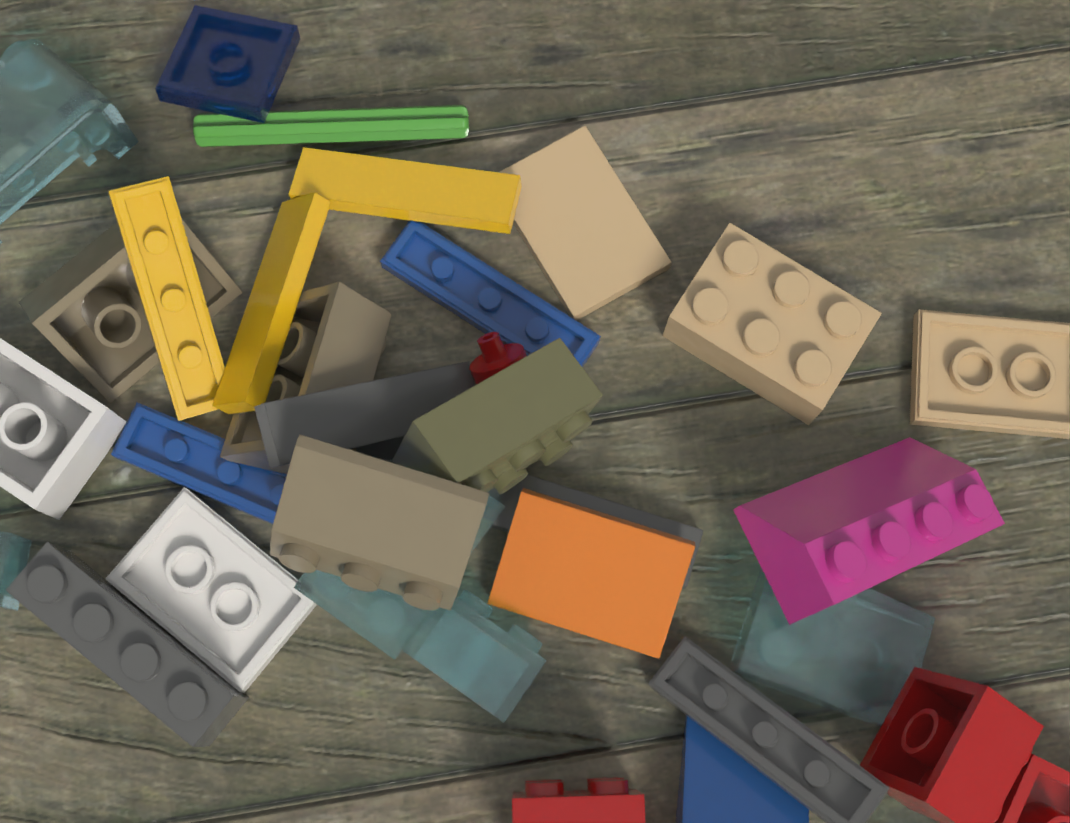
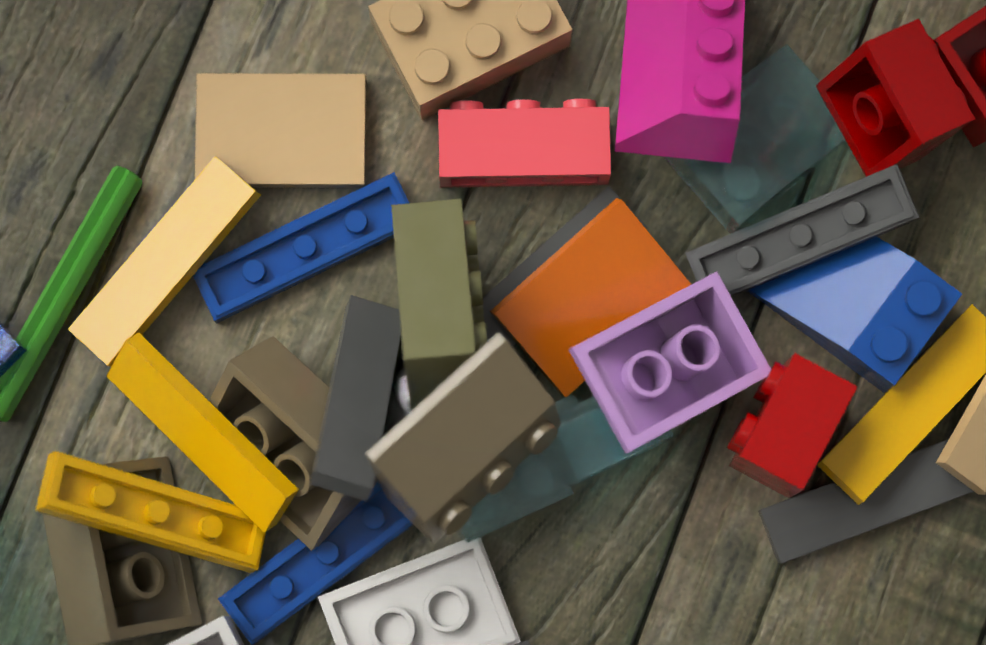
camera: 60 degrees left, 5 degrees up
(494, 356) = (370, 271): red tile -> none
(566, 678) = (670, 362): none -> lavender slope
(693, 432) = (524, 144): none -> coral brick

